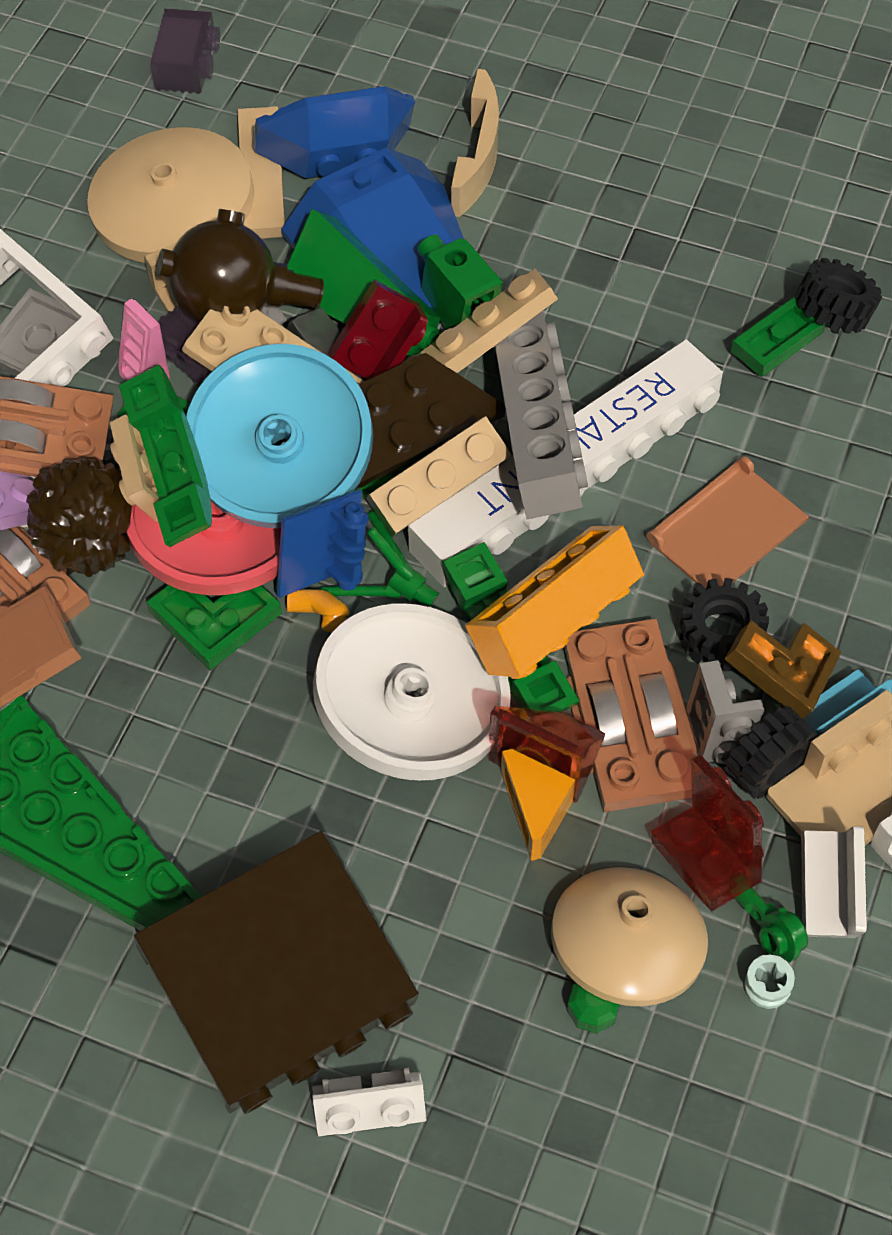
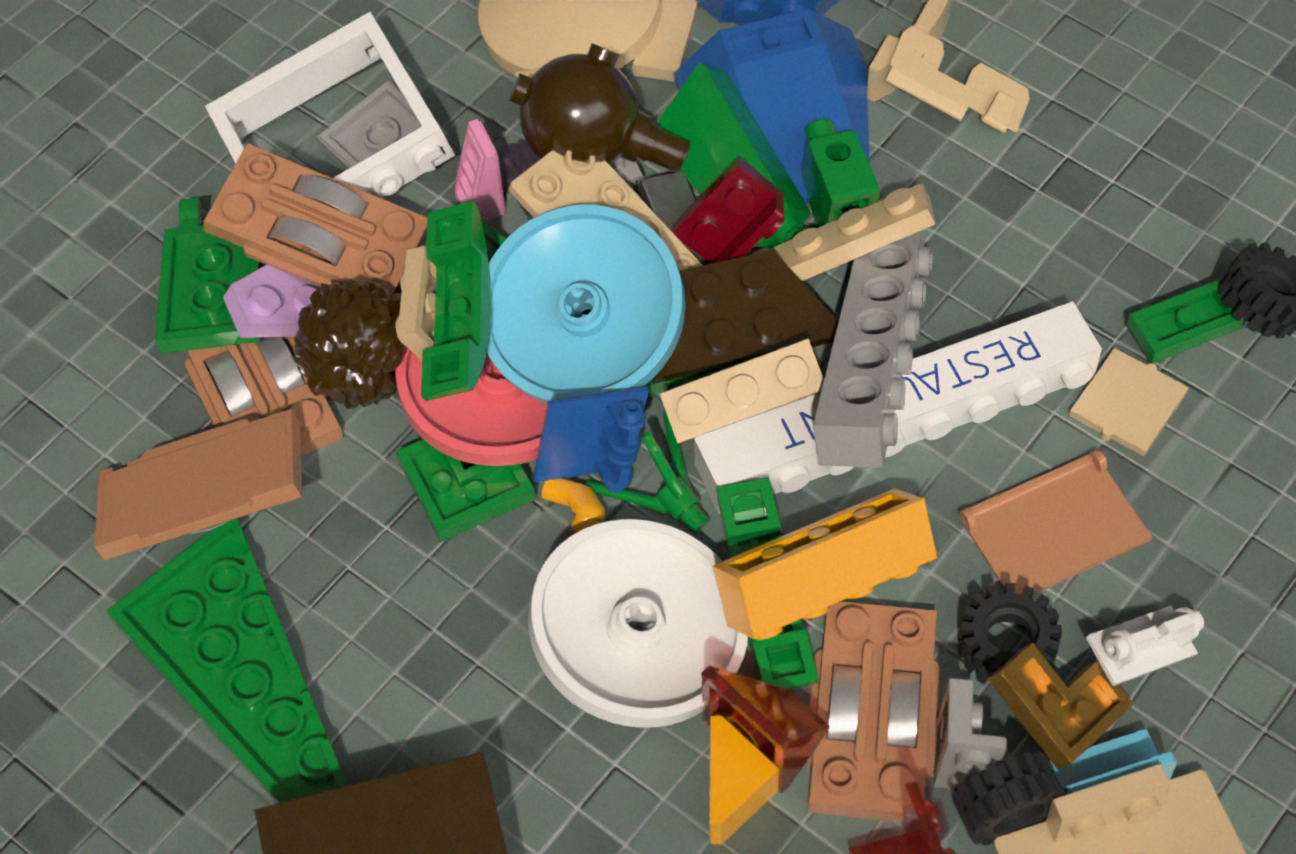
camera: 20 degrees right, 0 degrees up
(551, 186) = (986, 90): none -> tan piece
(753, 413) = (1129, 402): none -> tan piece
(836, 599) = (1146, 643): none -> white hinge

